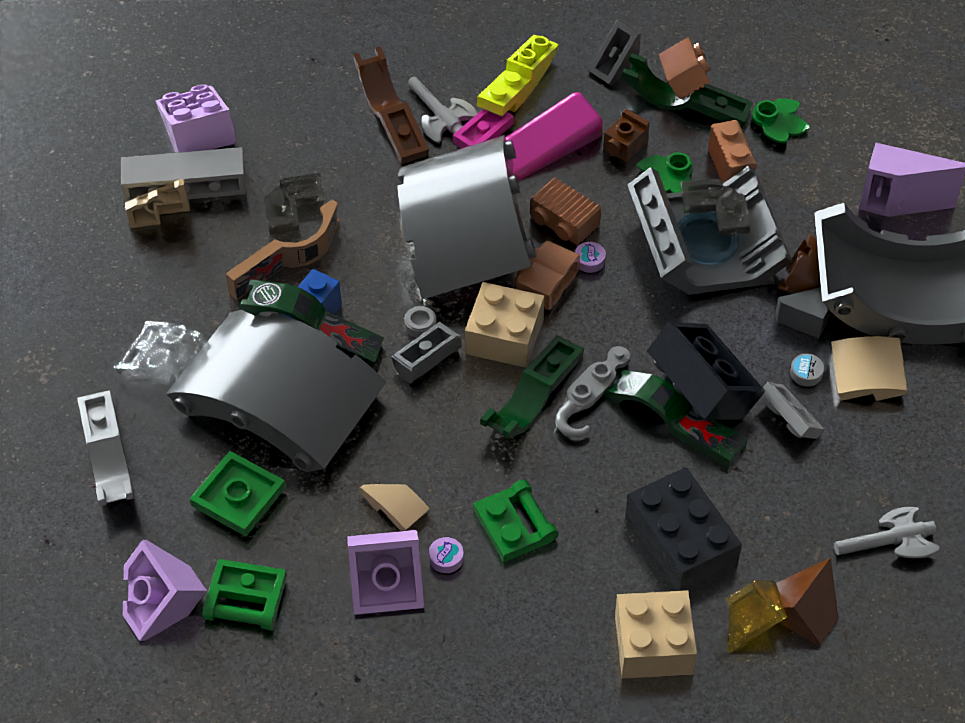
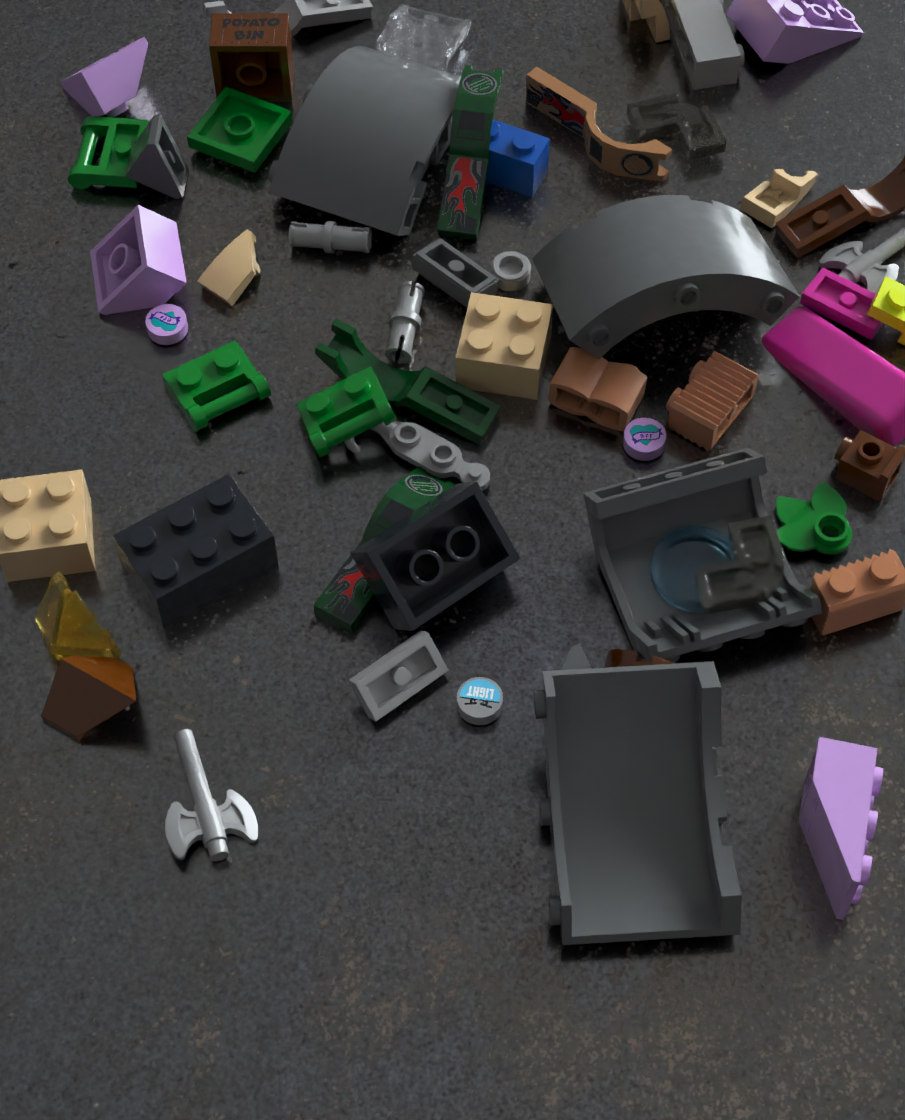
camera: 85 degrees right, 5 degrees up
(169, 468) = (253, 54): none -> reddish brown brick
(275, 546) = (157, 160): none -> dark grey slope
(371, 157) = (777, 197): none -> tan slope
(372, 434) = (330, 237): none -> light grey pin
(468, 388) = (405, 322): none -> light grey pin
(549, 429) = (345, 410): none -> green plate
(869, 367) = (488, 778): tan slope -> none

